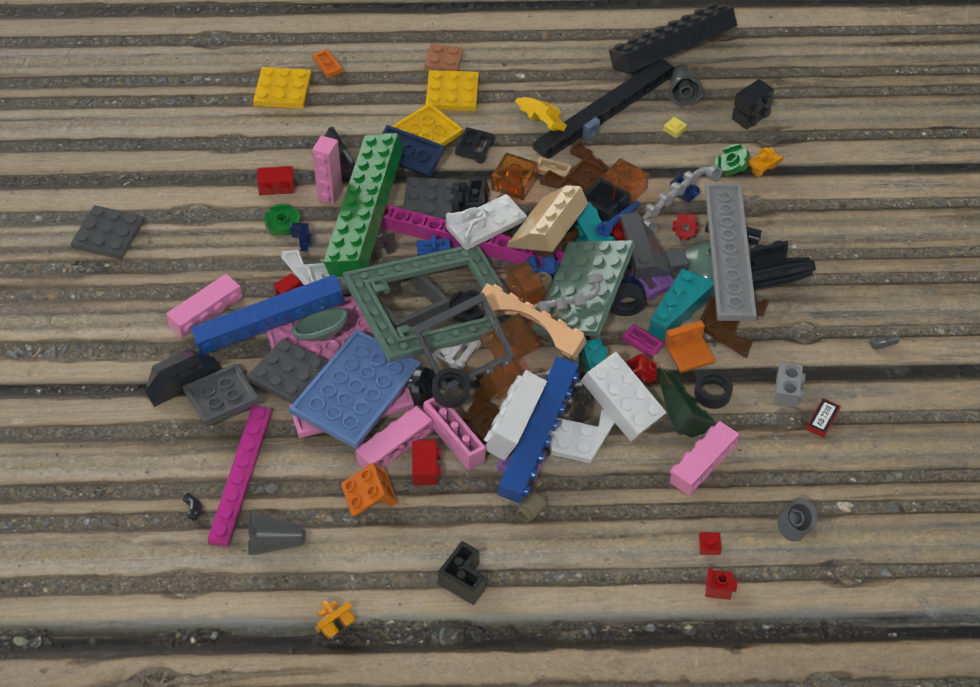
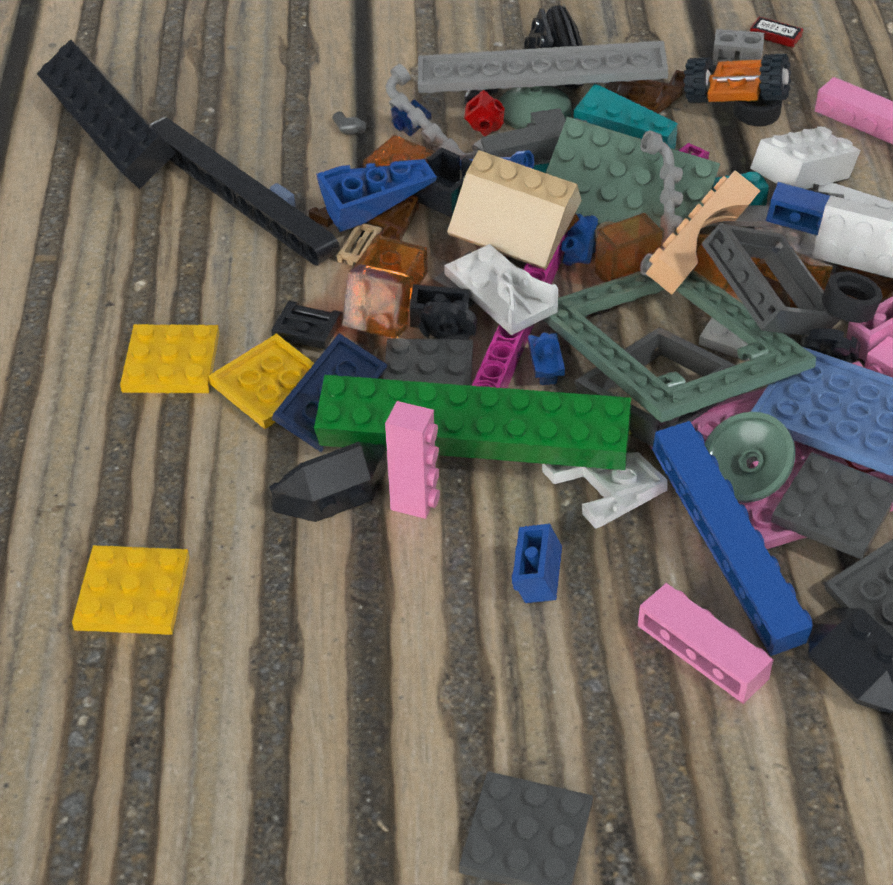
camera: 90 degrees left, 5 degrees down
(265, 235) = (537, 563): none -> blue brick
(275, 180) = (392, 569): red brick -> none
(278, 211) = (484, 570): green plate -> none
(286, 284) = (650, 530): red brick -> none
(302, 231) = (524, 515): clear blue bracket -> none
(327, 63) = (79, 522): orange plate -> none
(443, 58) = (87, 371): nougat plate -> none
(469, 315) = (639, 318): black plate -> none
(479, 163) = (377, 301): none -> clear orange brick
(543, 111) = (243, 245): yellow slope -> none
(583, 157) = (364, 193): none -> blue wedge
(643, 368) = (743, 143): red brick -> none
(675, 127) = (278, 129): light yellow plate -> none
(679, 159) = (349, 125): none -> dark grey arm
(682, 407) = (810, 117): clear green wedge -> none
(685, 86) = (200, 108): dark grey cone -> none
(688, 347) = (695, 122): orange bracket -> none
(722, 365) = (737, 79): none -> plate
(732, 166) = (366, 83): green plate -> none
(753, 104) = (255, 48): black piece -> none
(765, 160) = (360, 48): light orange hips -> none

